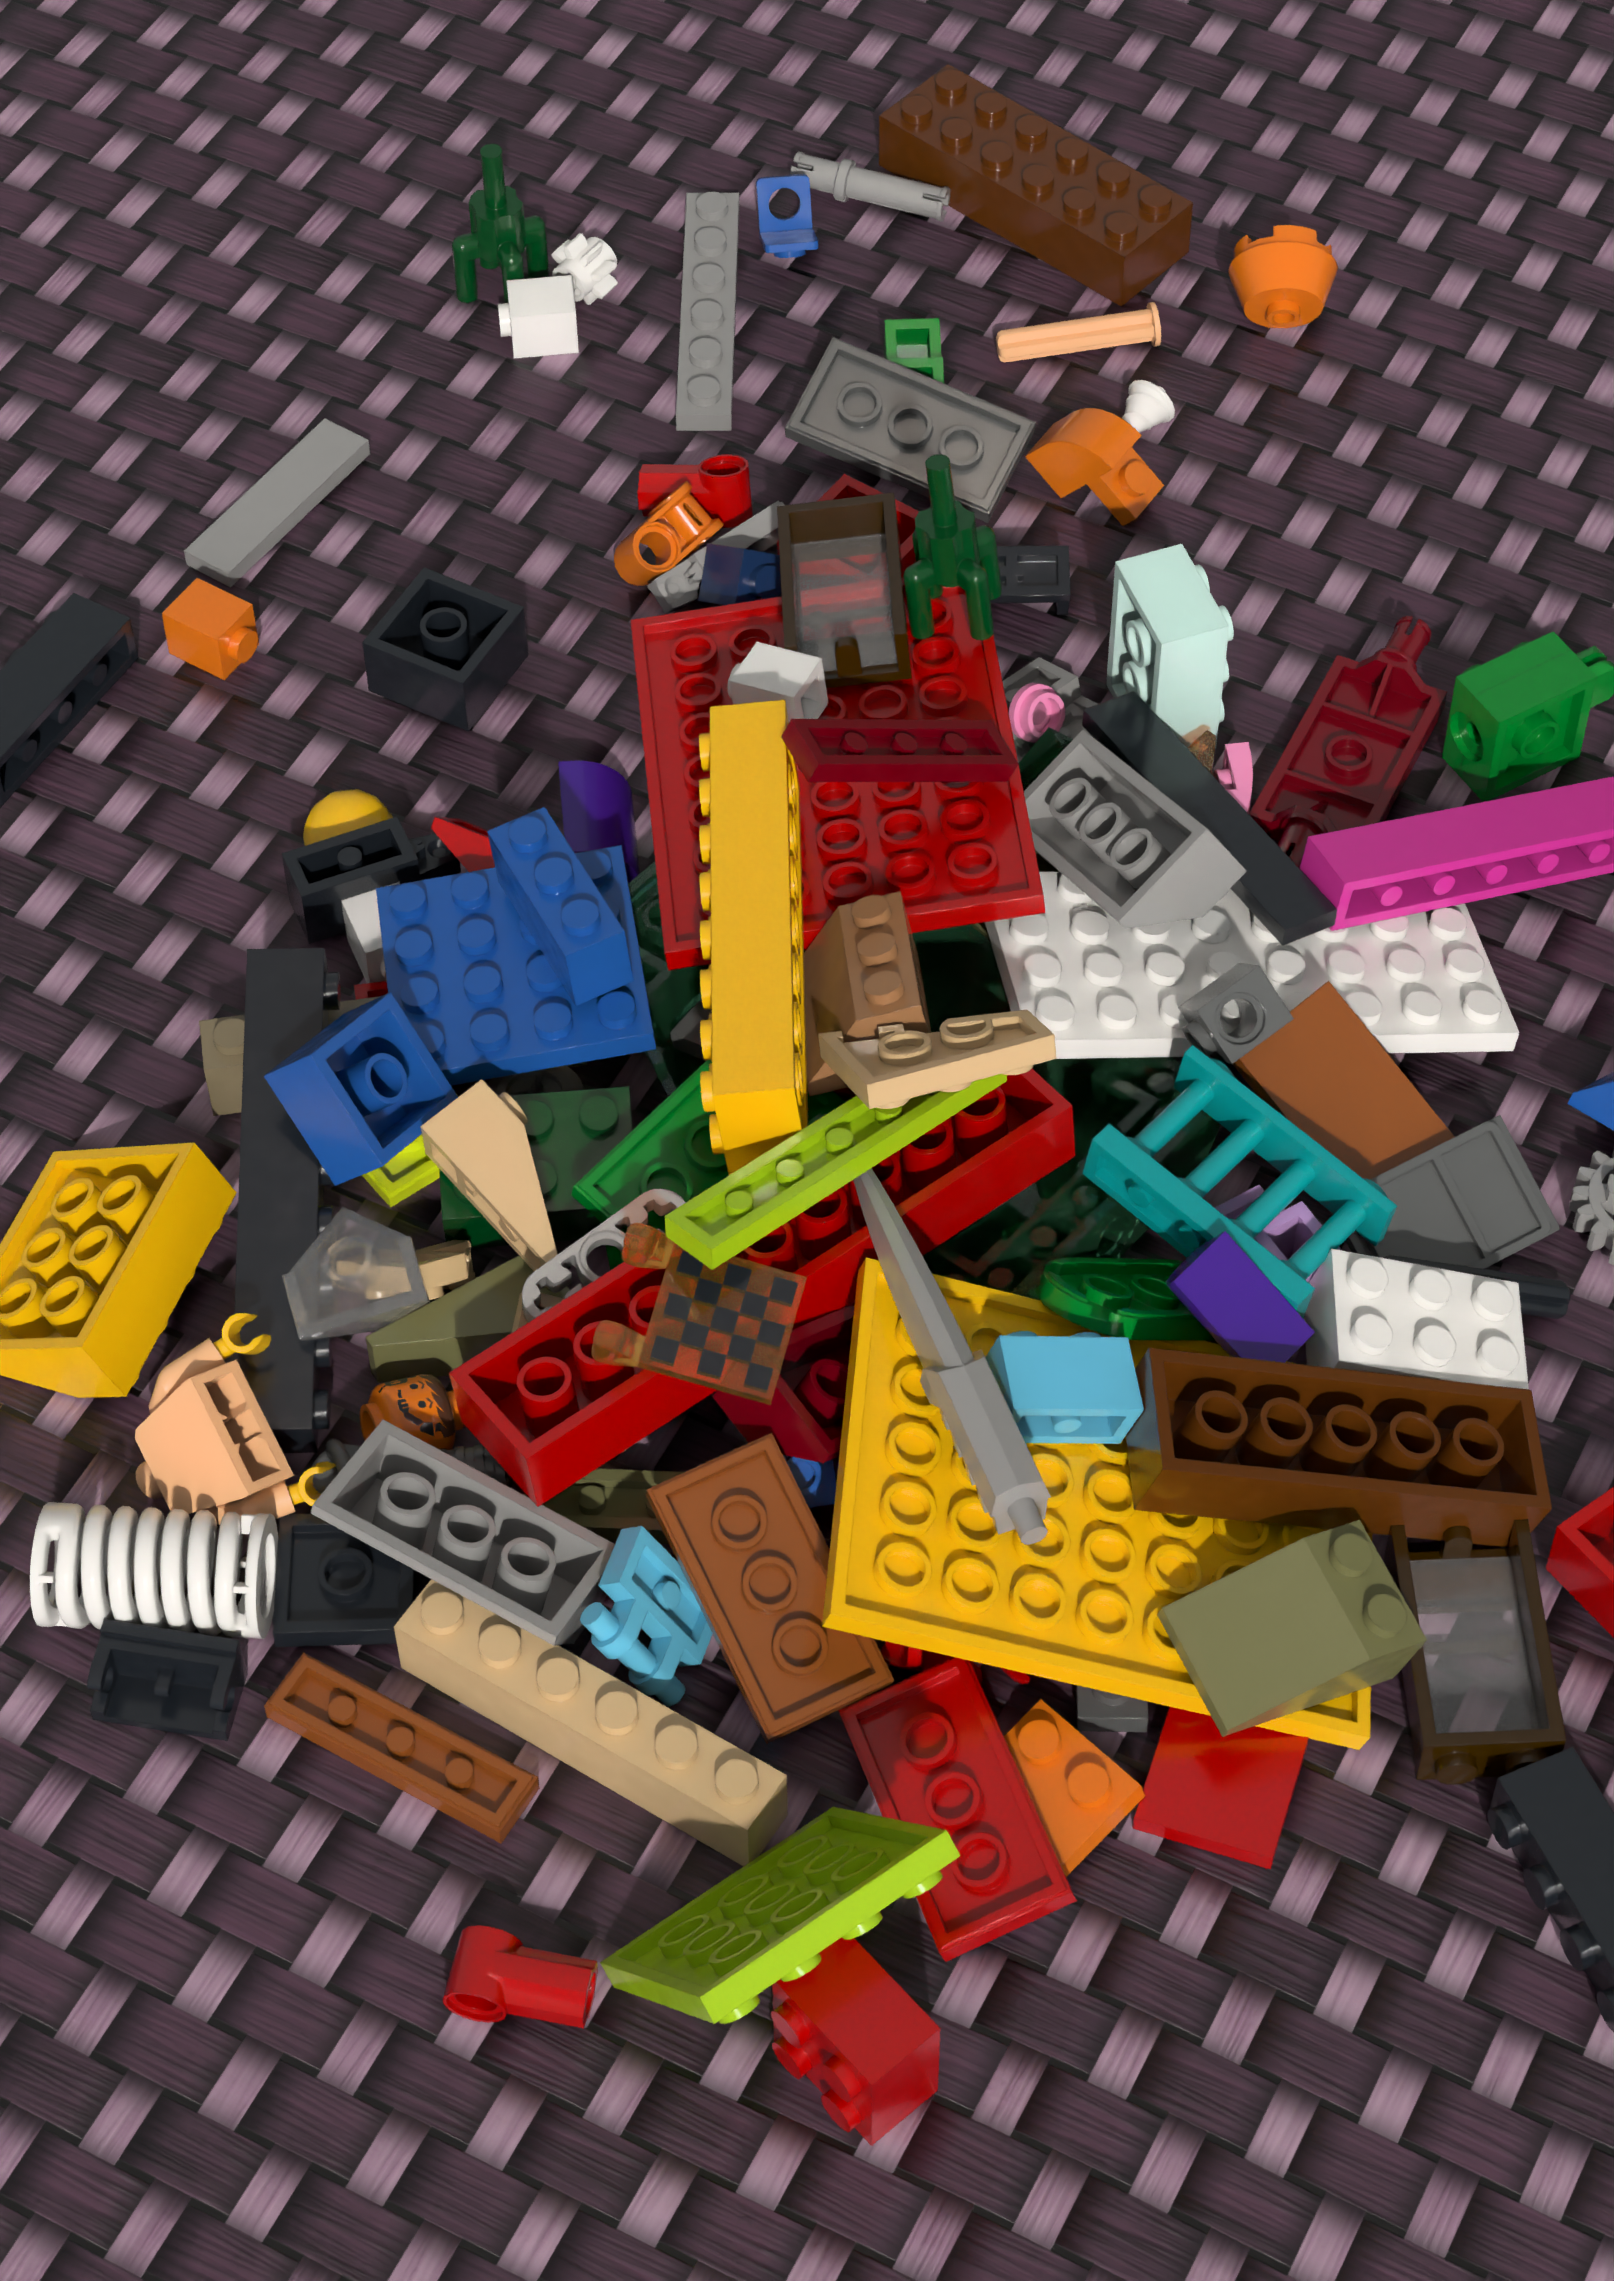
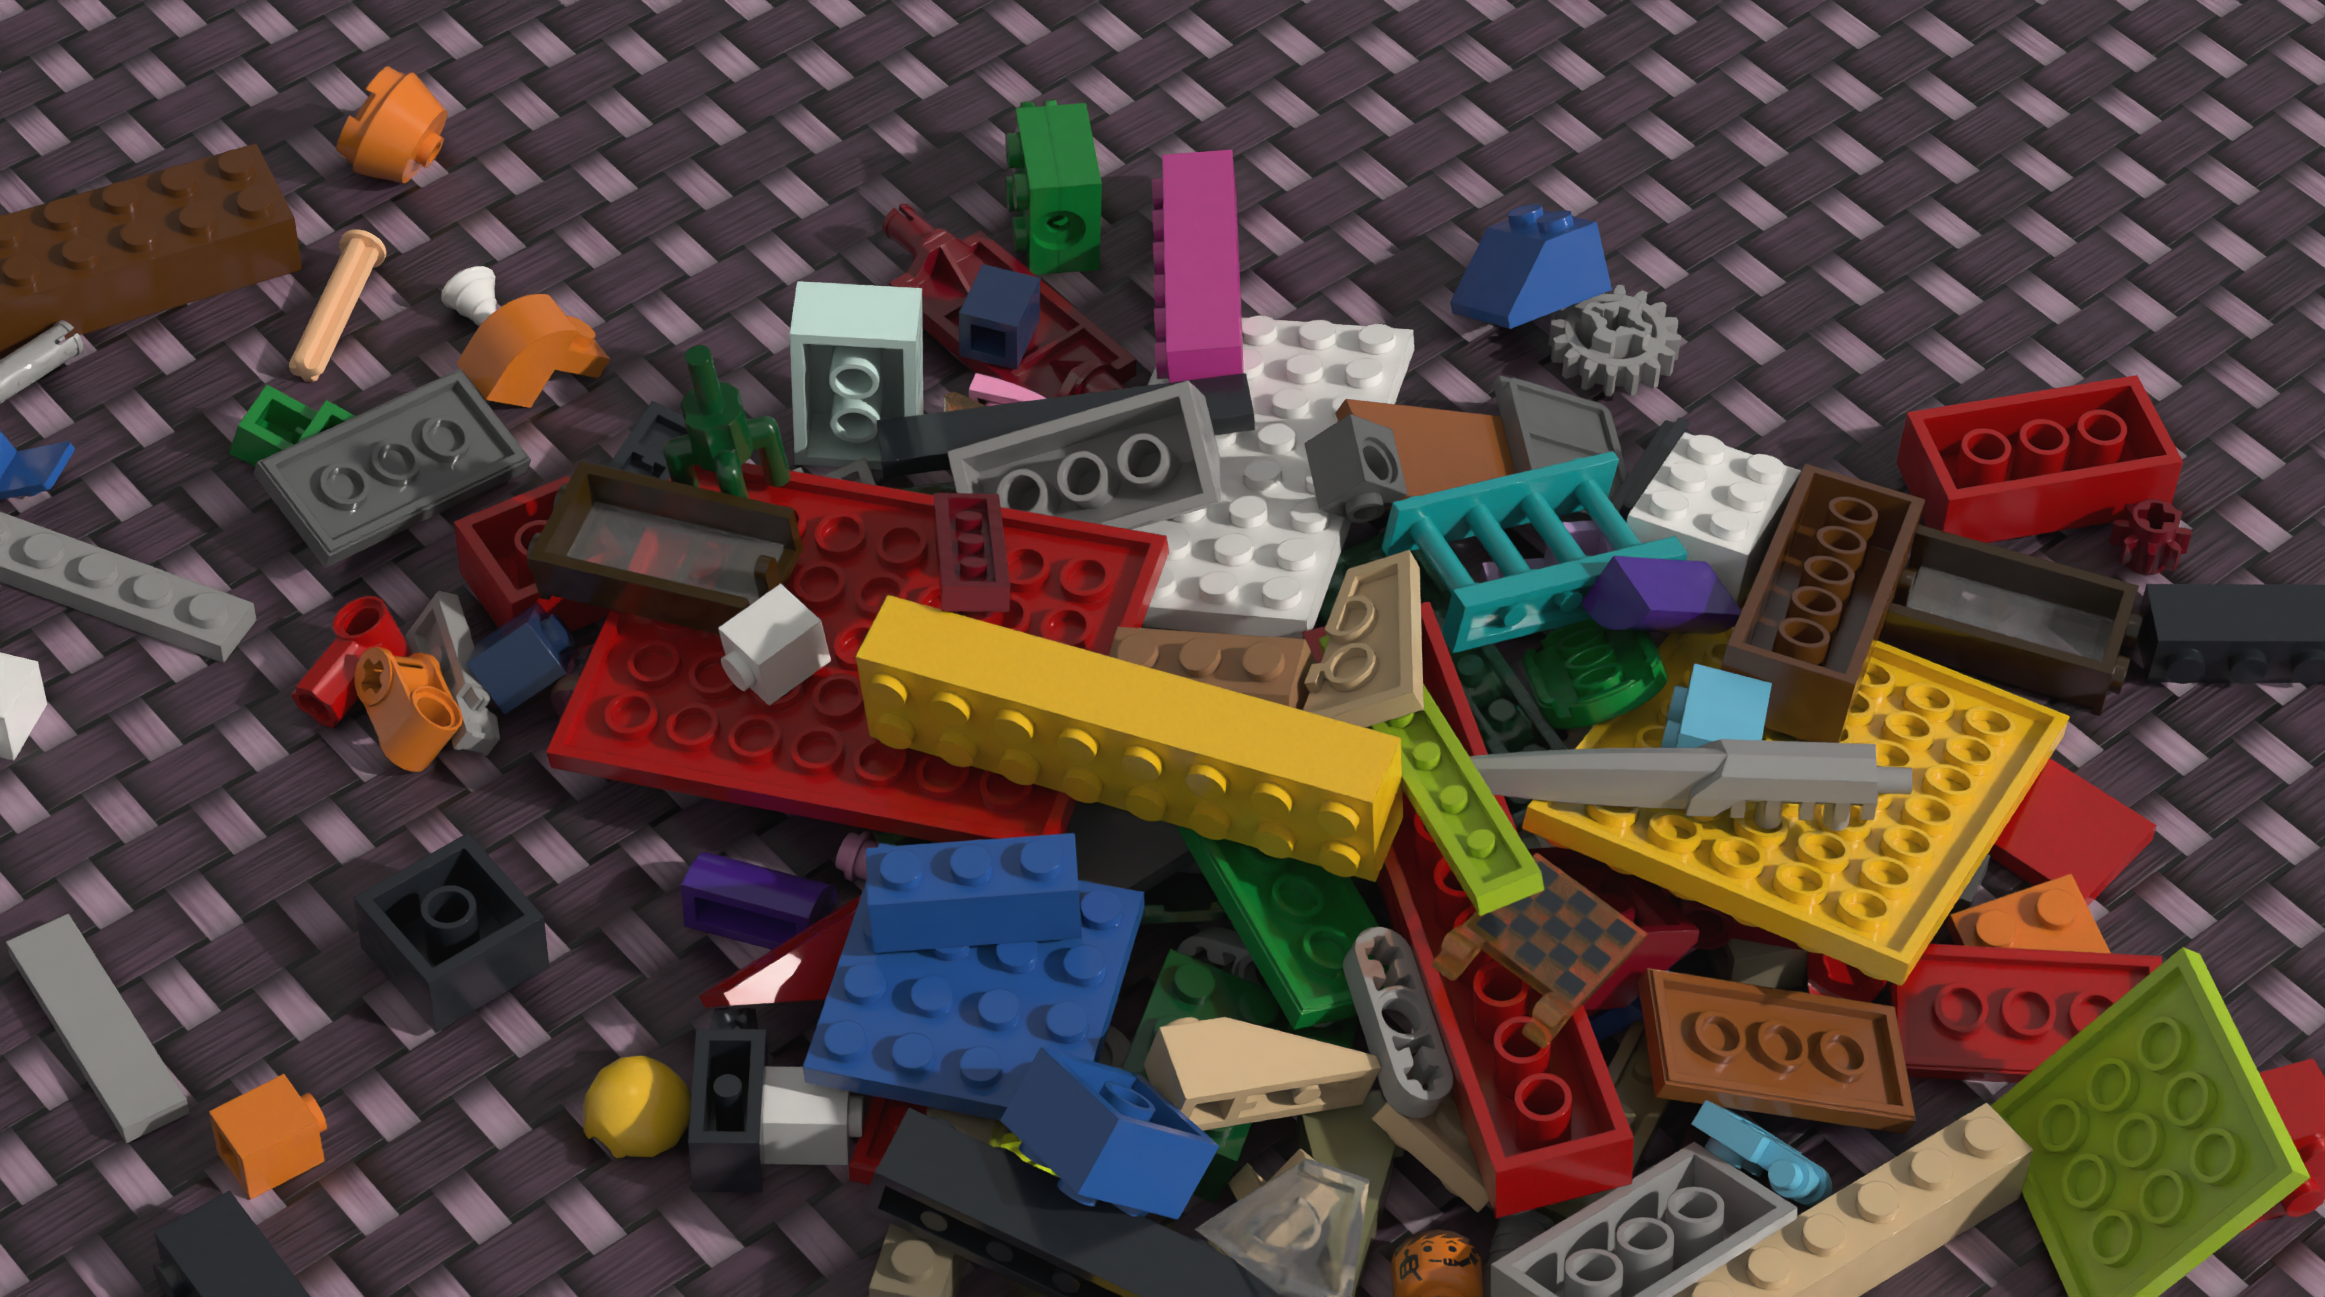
camera: 70 degrees left, 5 degrees down
(1294, 1629) = (1981, 698): olive slope -> none
(1322, 729) = (999, 316): none -> dark blue brick

